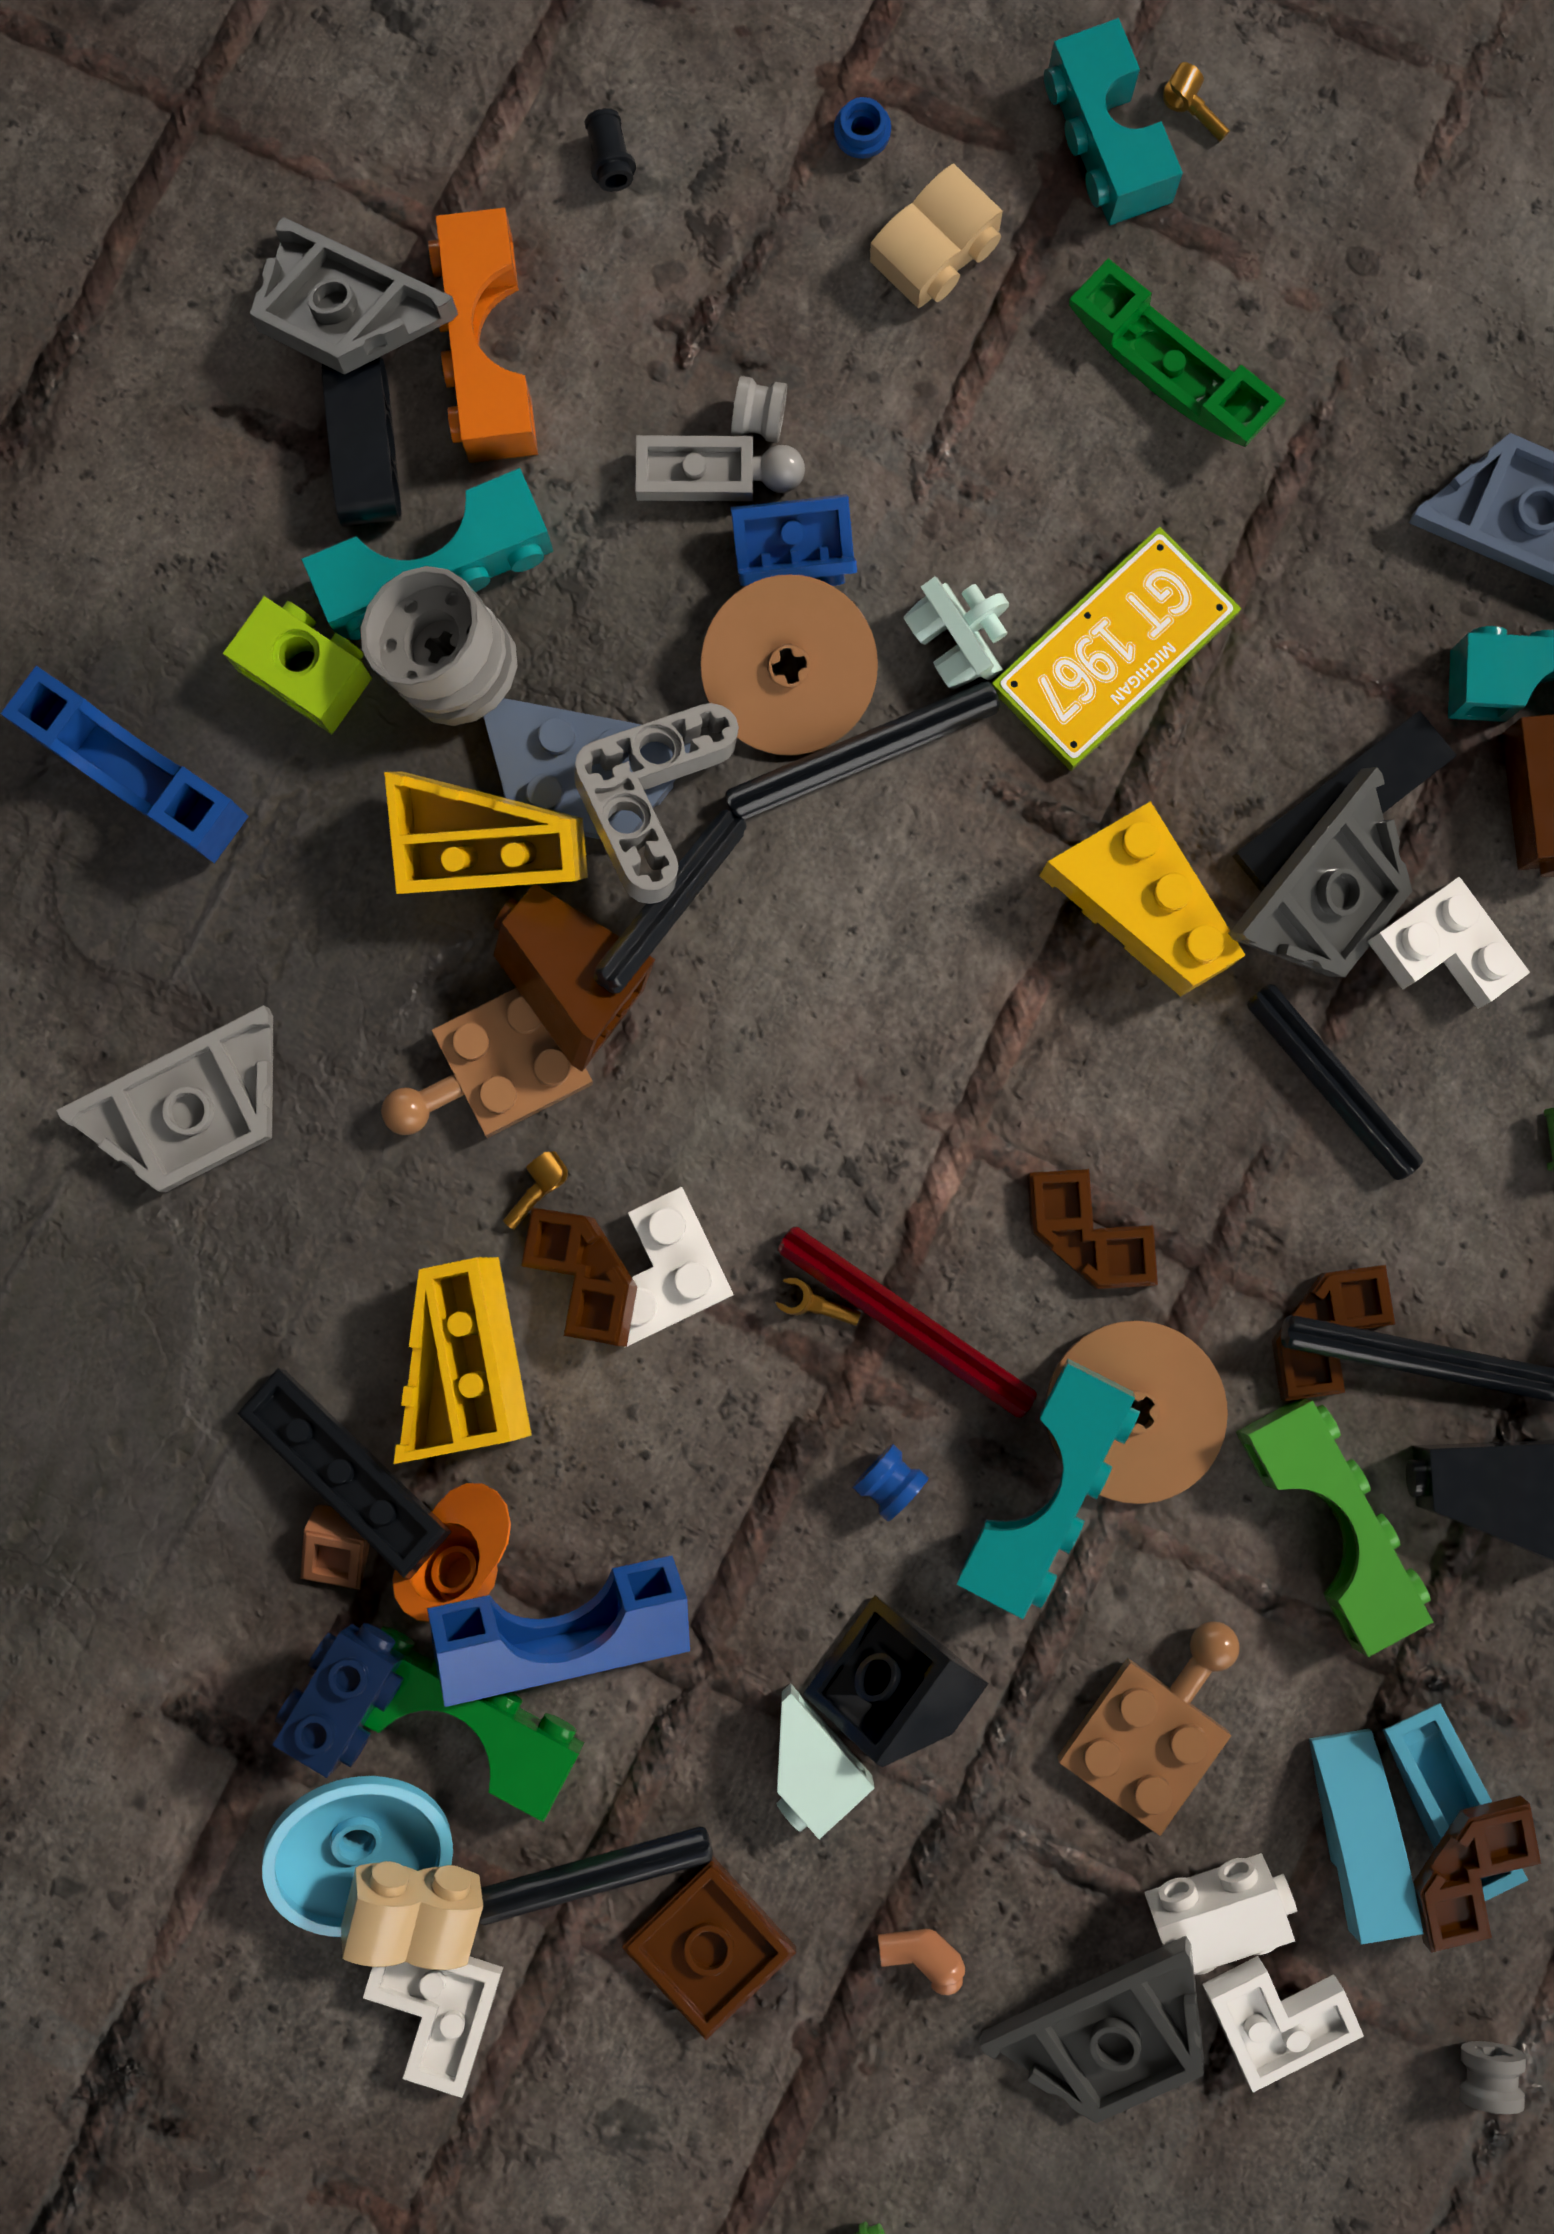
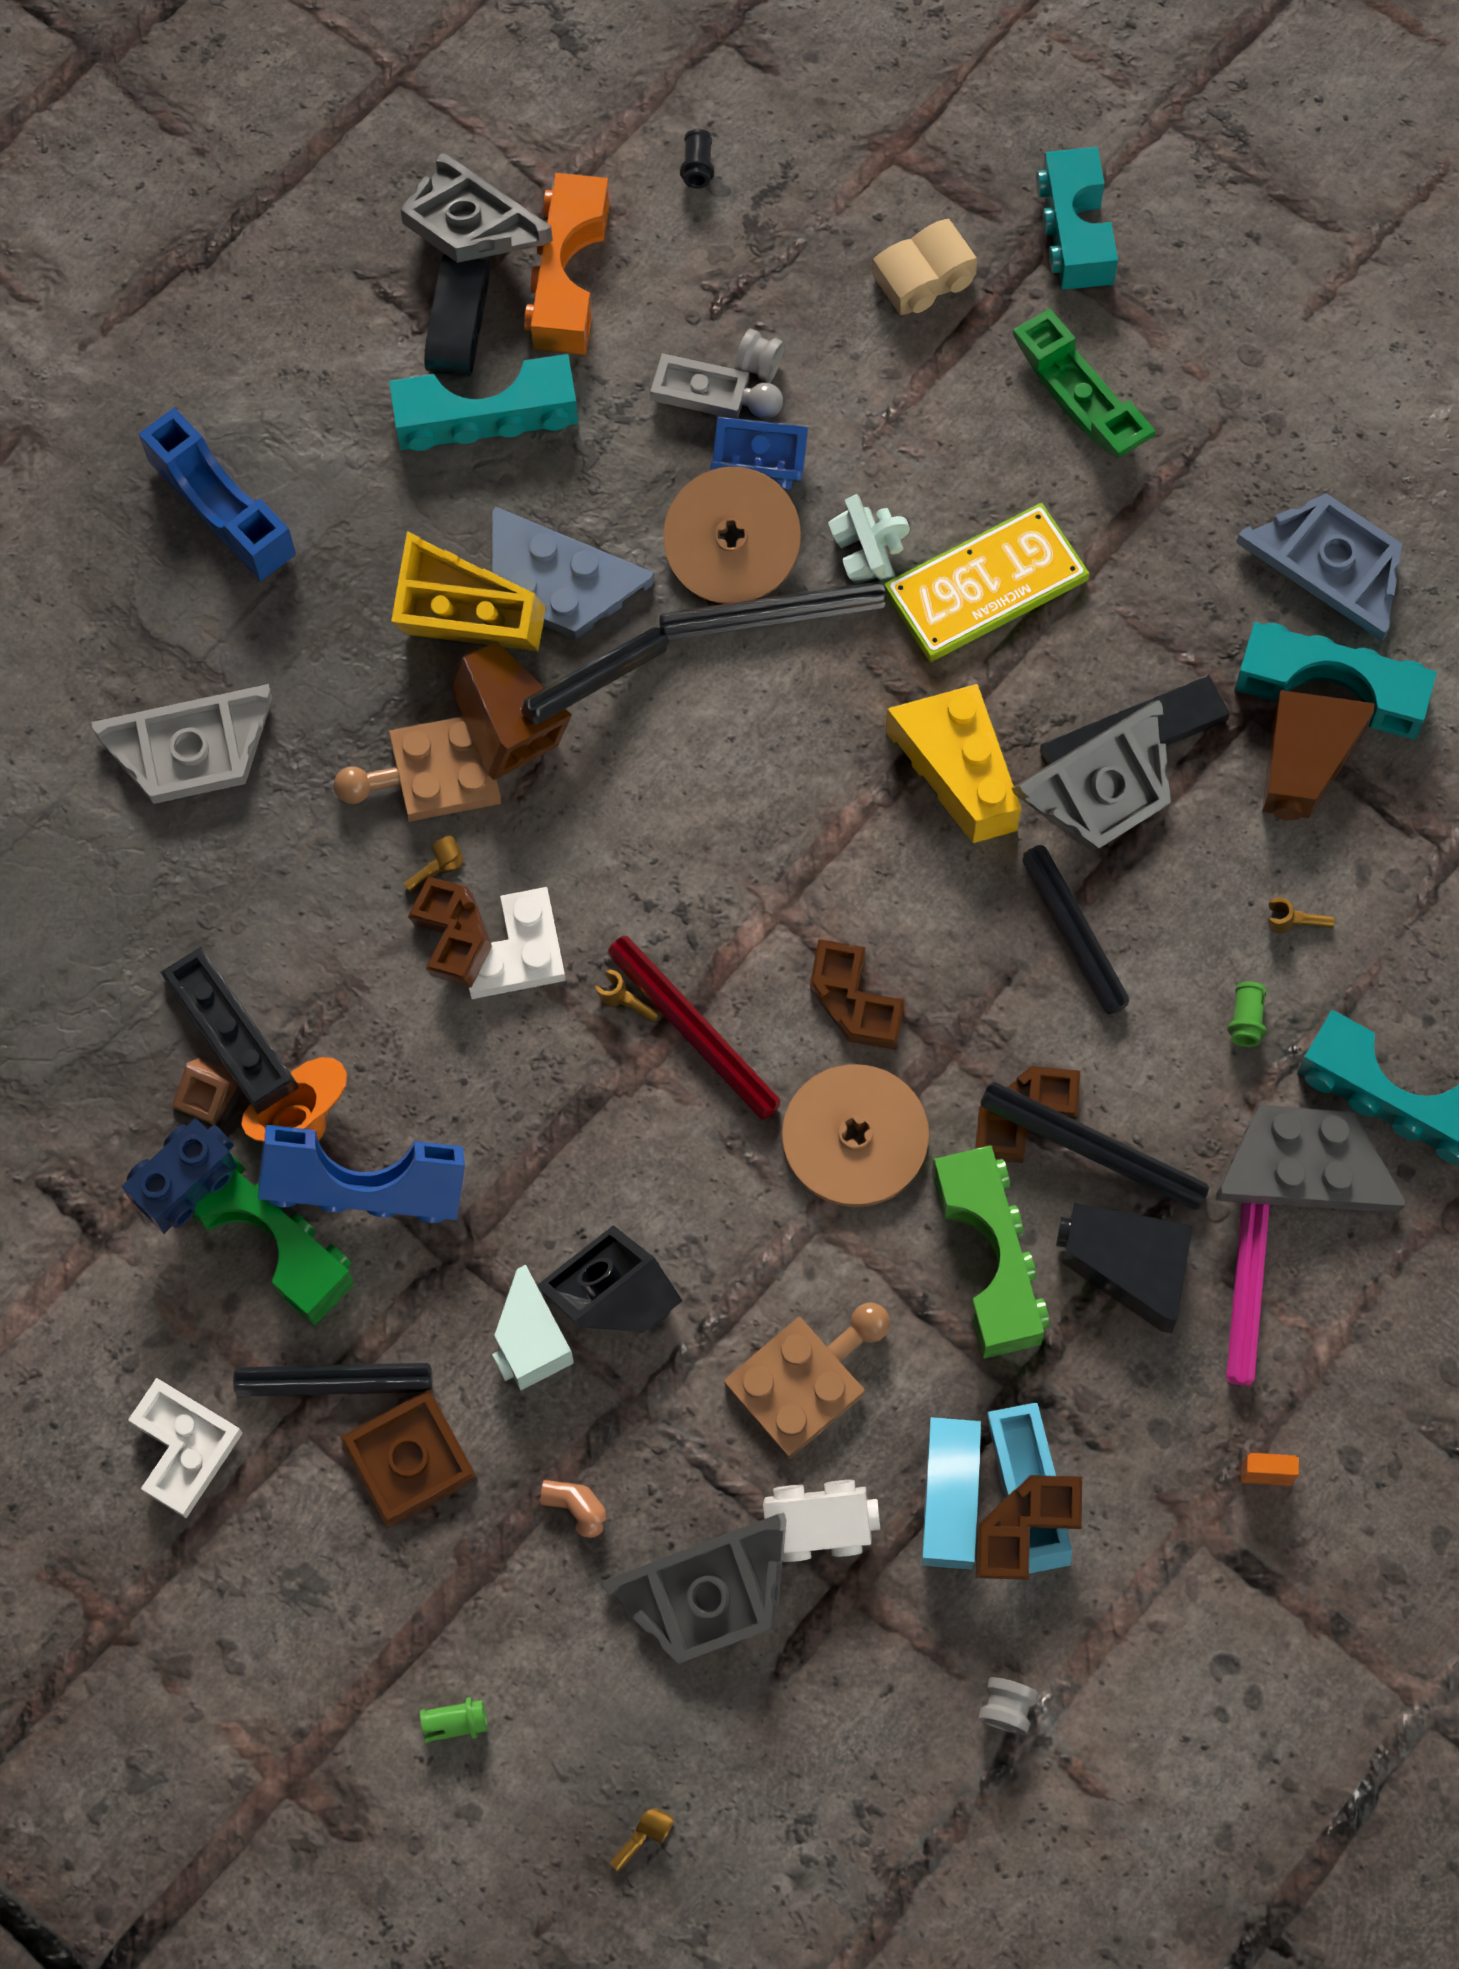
camera: 15 degrees right, 15 degrees down
(271, 641) = (372, 478): lime brick -> none
(315, 1848) = (151, 1338): medium azure dish -> none
(411, 1916) = (185, 1359): tan brick -> none
(439, 646) = (473, 461): light grey wheel -> none
(462, 1365) = (343, 971): yellow wedge -> none
(627, 789) = (585, 588): light grey beam -> none
(862, 113) = (890, 173): blue plate -> none
(890, 1482) = (647, 1137): blue wheel -> none
(1014, 1556) = (731, 1212): teal arch -> none
(1182, 95) = (1138, 211): pearl gold hand -> none
(1277, 2035) = (840, 1630): white plate -> none
(1453, 931) = (1195, 837): white plate -> none

